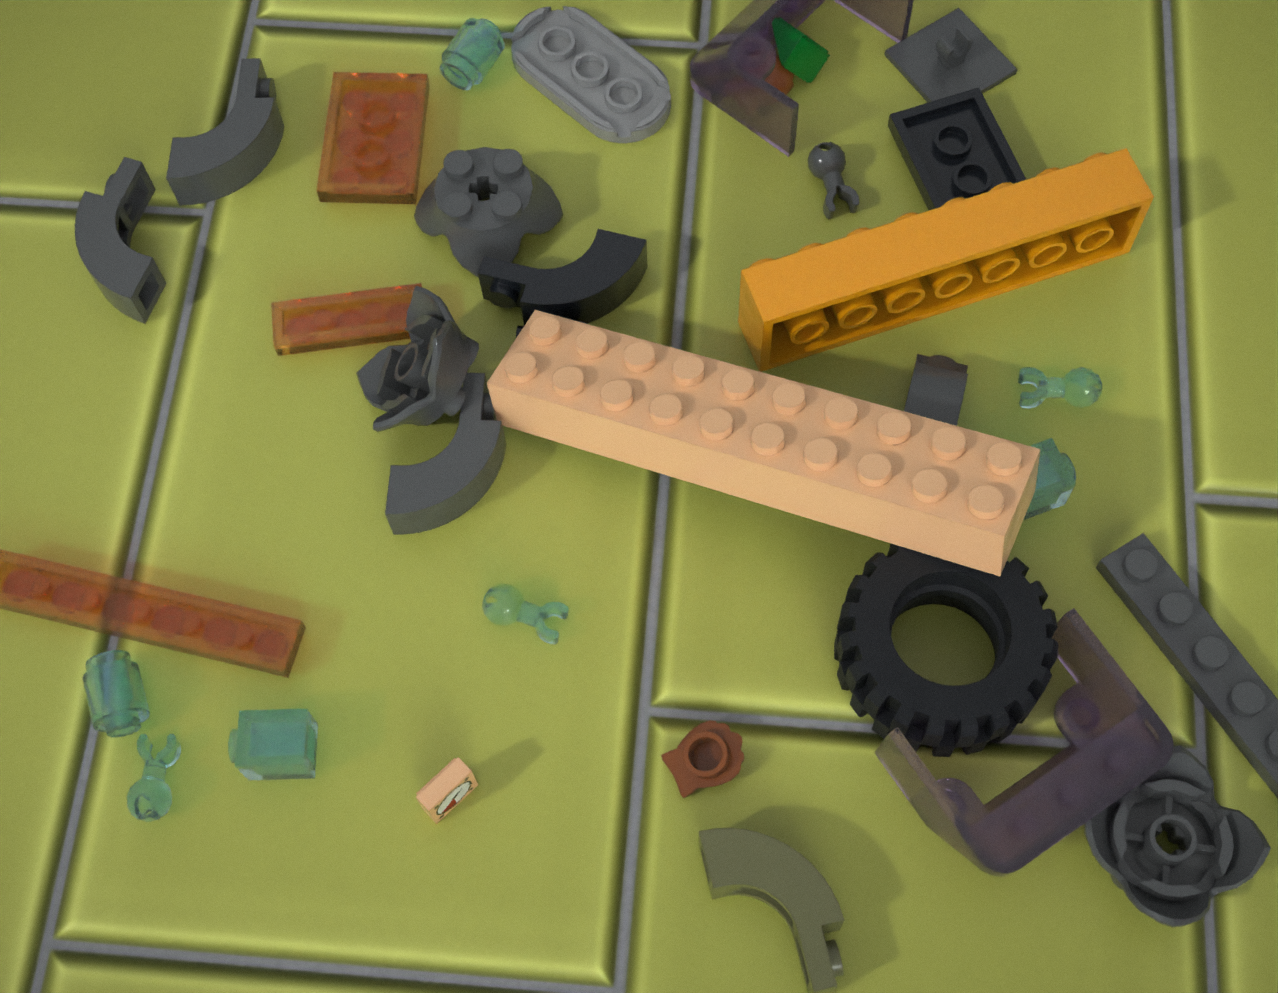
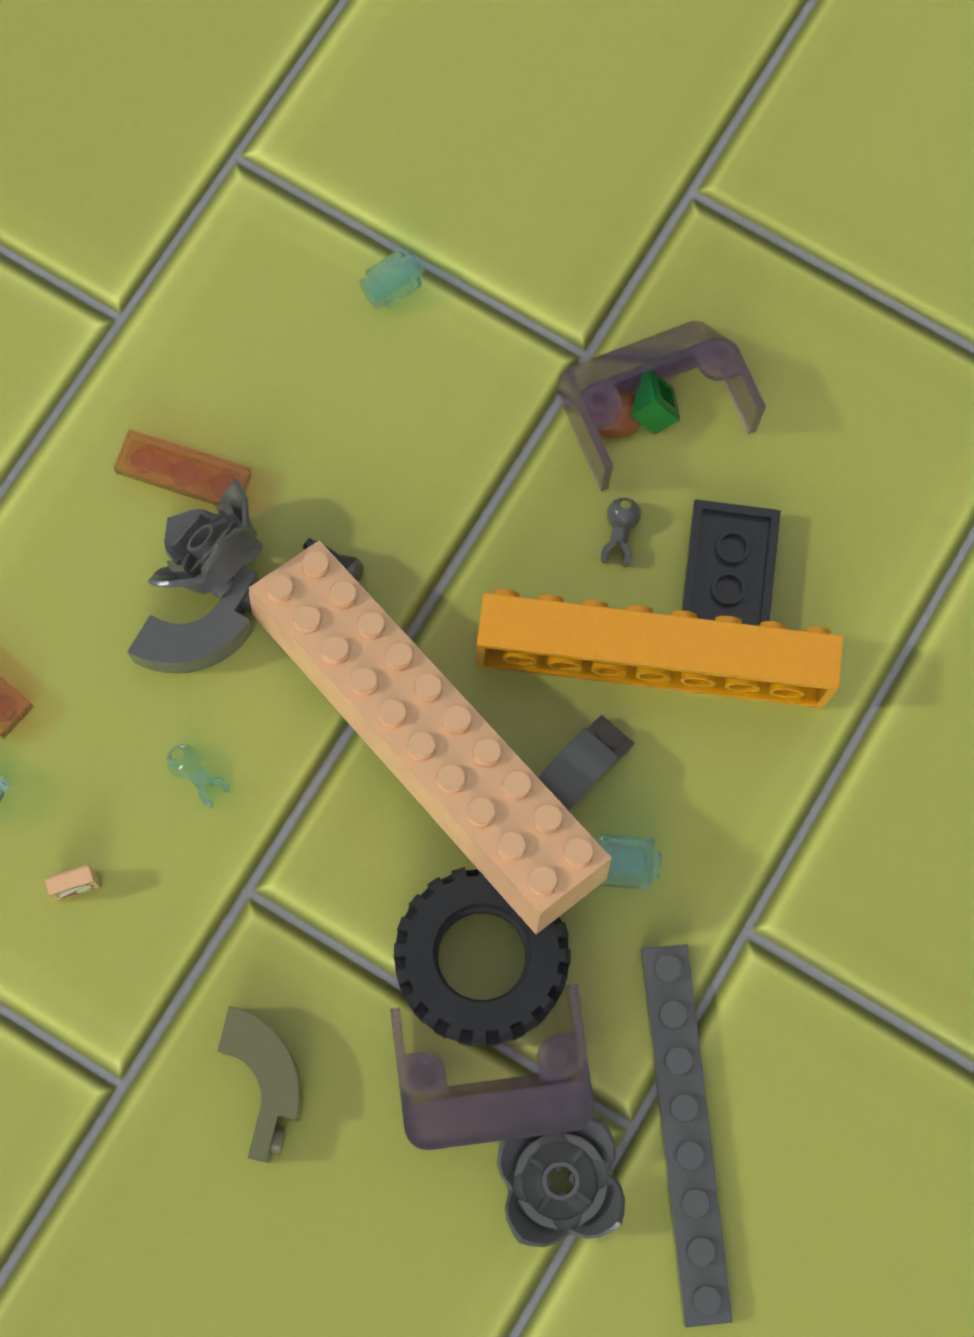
camera: 20 degrees right, 10 degrees up
(104, 239) = (27, 313): dark grey arch -> none
(234, 151) = (168, 277): dark grey arch -> none
(373, 138) = (277, 318): clear orange plate -> none
(489, 228) = (324, 451): dark grey brick -> none
(575, 291) = (365, 535): black arch -> none
(591, 74) = (480, 340): light grey tile -> none
(705, 757) = (269, 950): dark orange animal -> none
(950, 58) = (779, 468): dark grey piece -> none
(1075, 387) = (704, 800): clear light blue arm -> none

